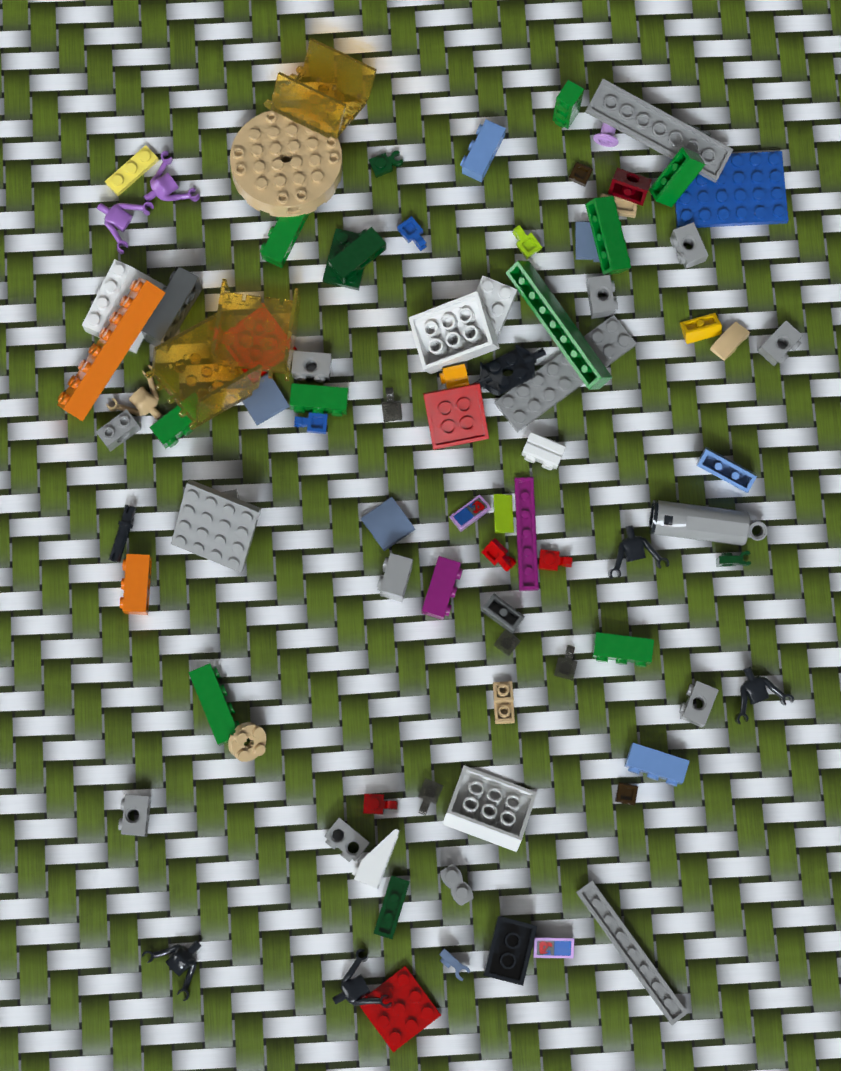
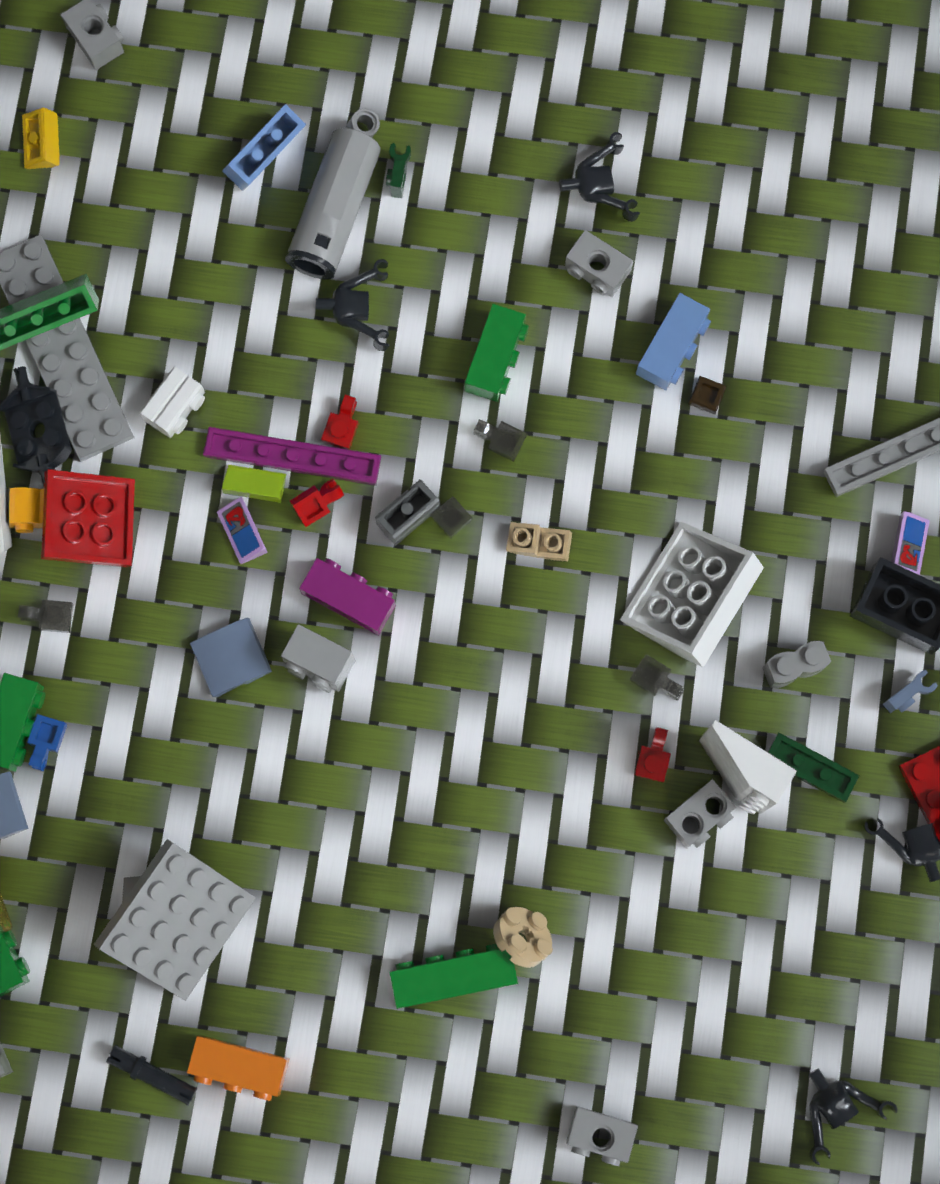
camera: 75 degrees left, 0 degrees up
(729, 341) = (71, 101): tan slope -> none

